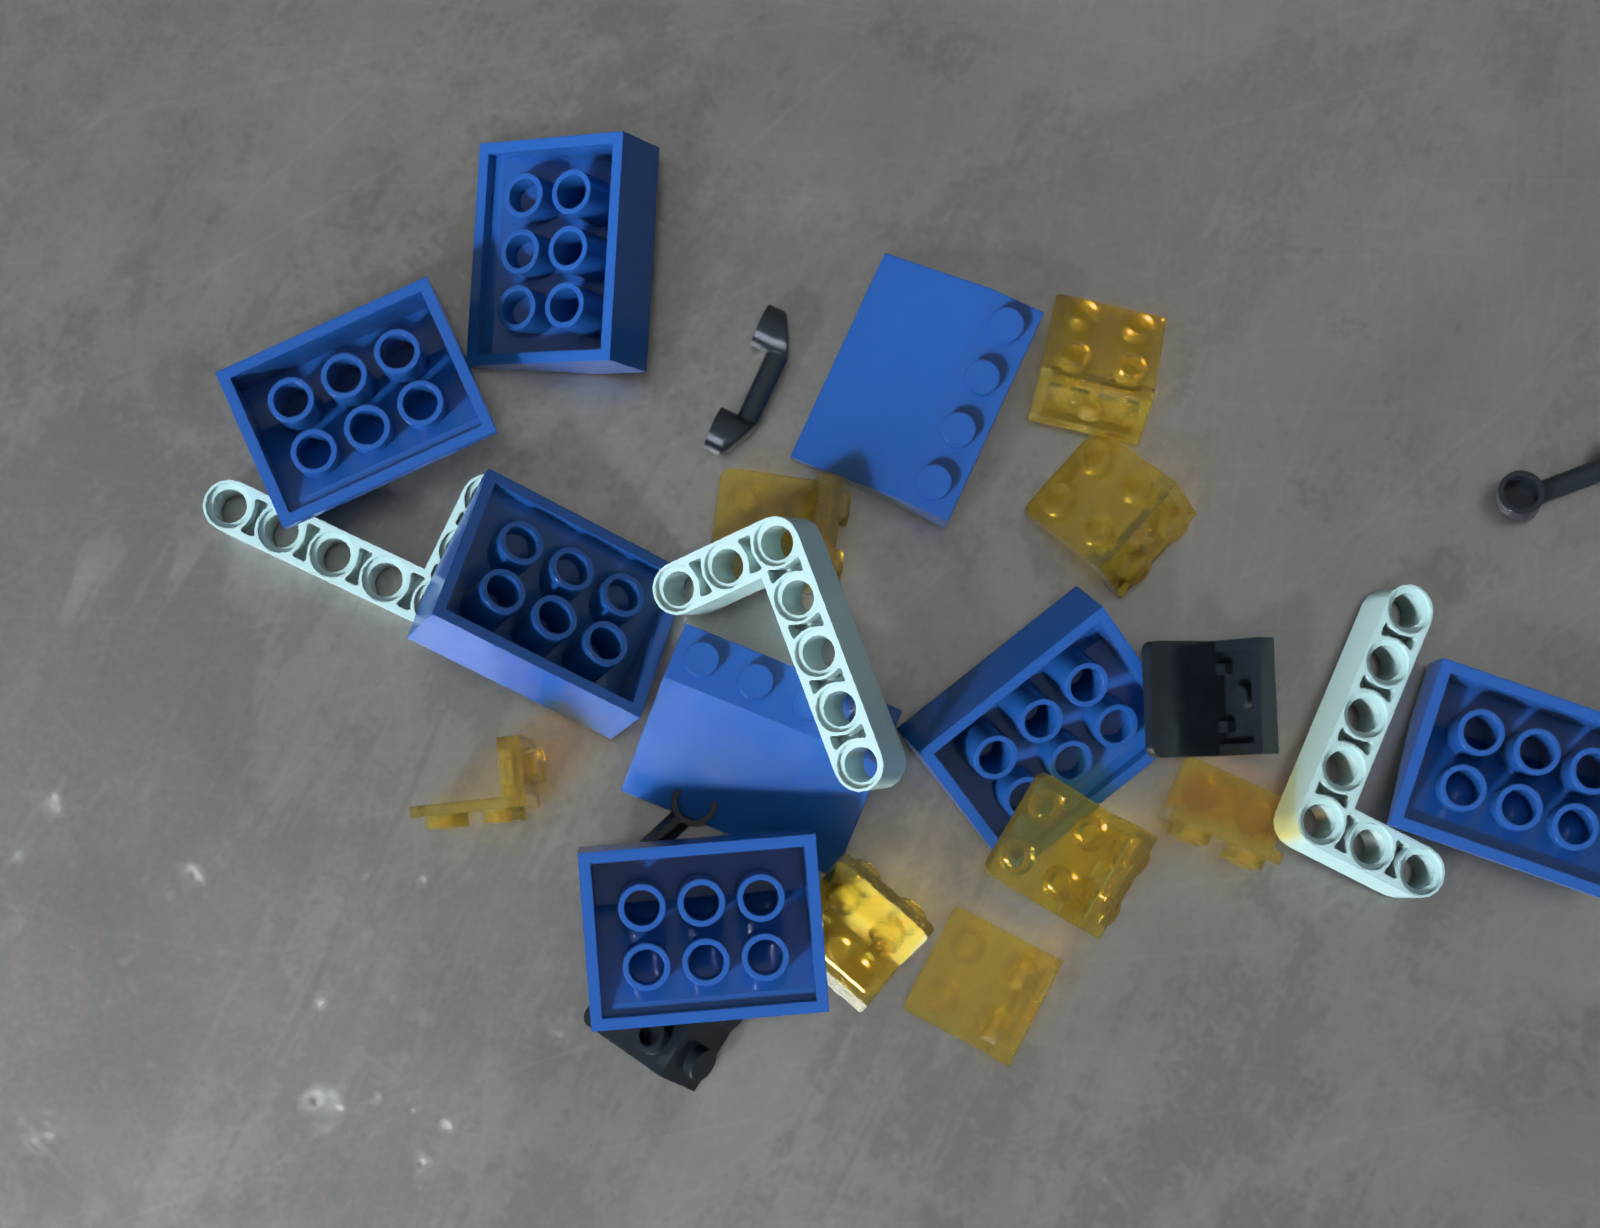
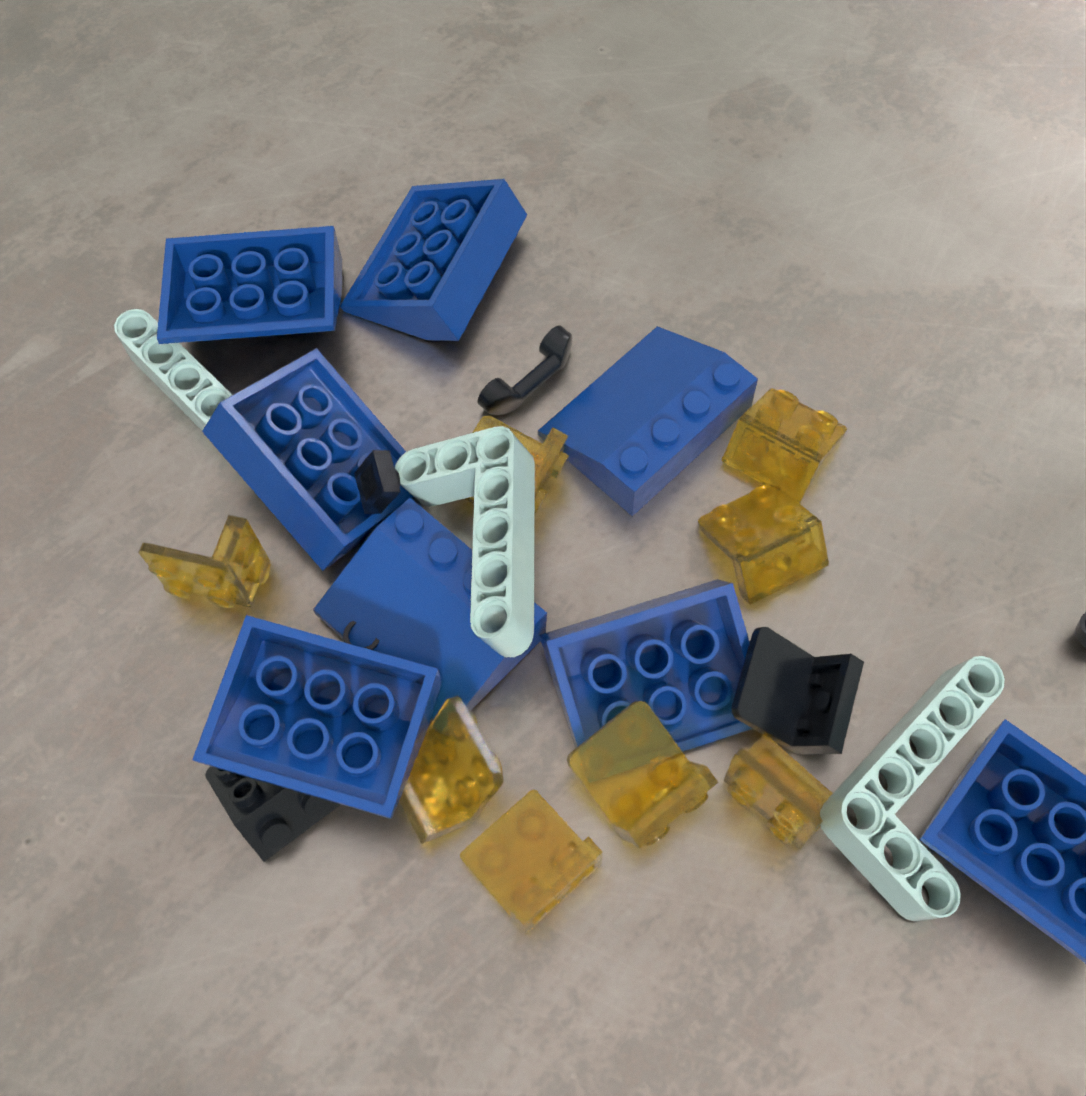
camera: 20 degrees right, 20 degrees down
(643, 622) = (377, 481): none -> black plate

